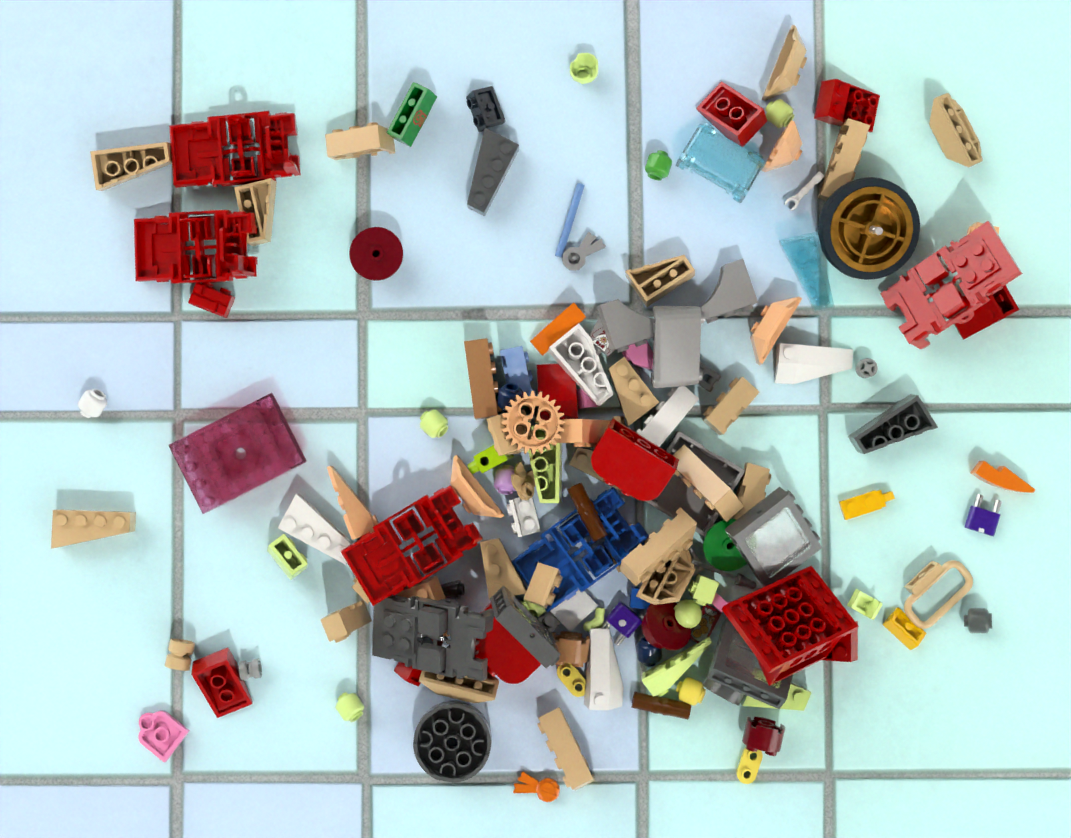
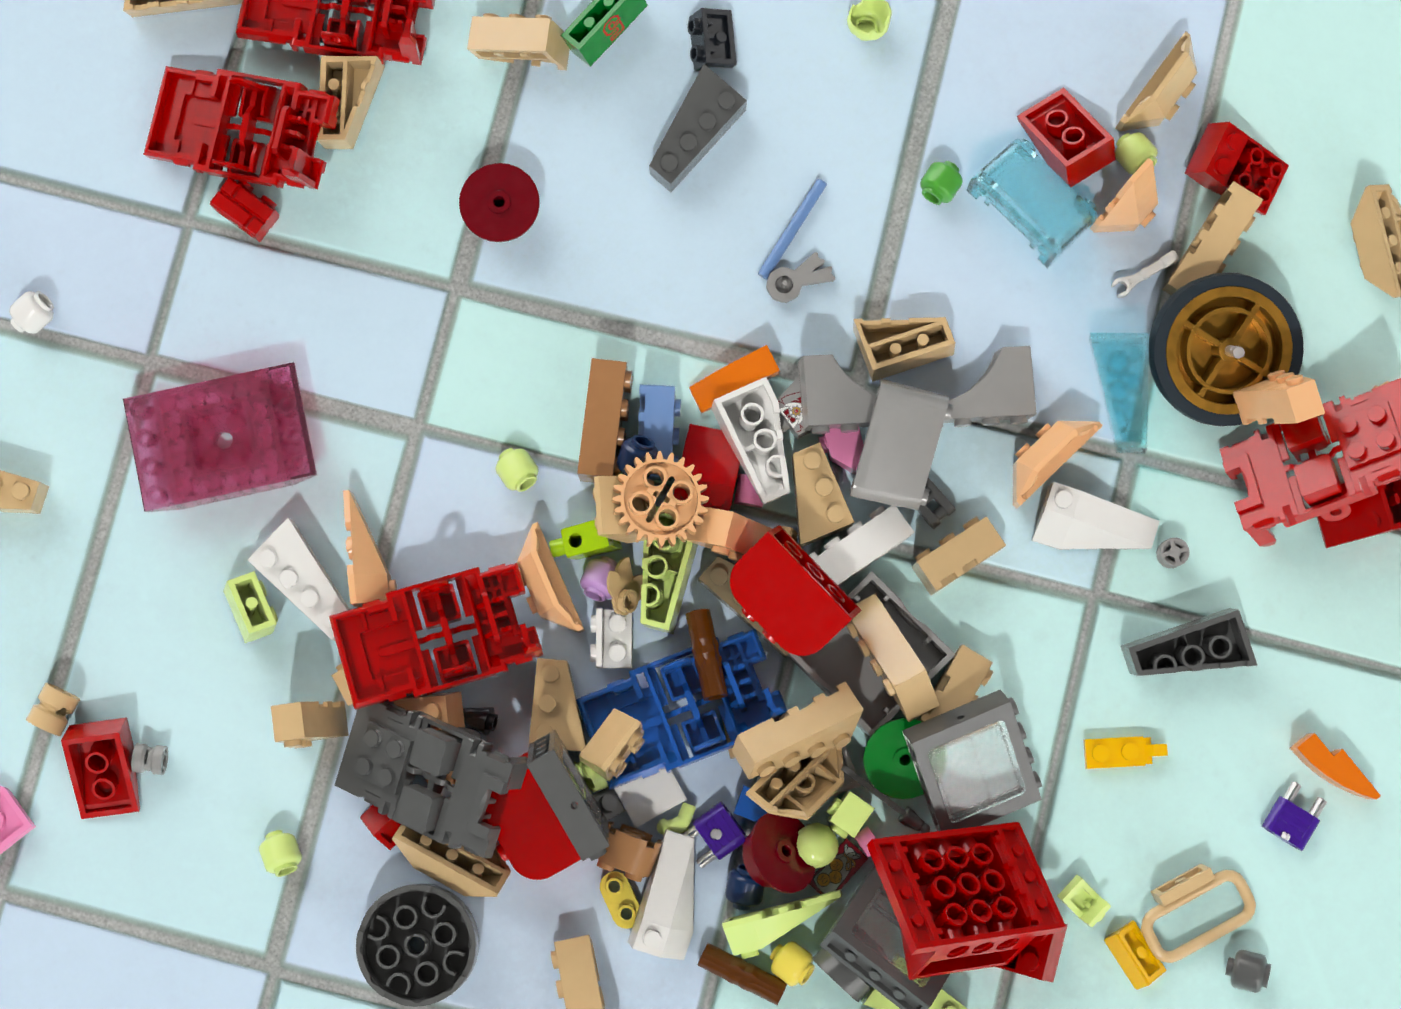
camera: 15 degrees right, 5 degrees down
(912, 252) = (1282, 397): none -> light nougat wedge

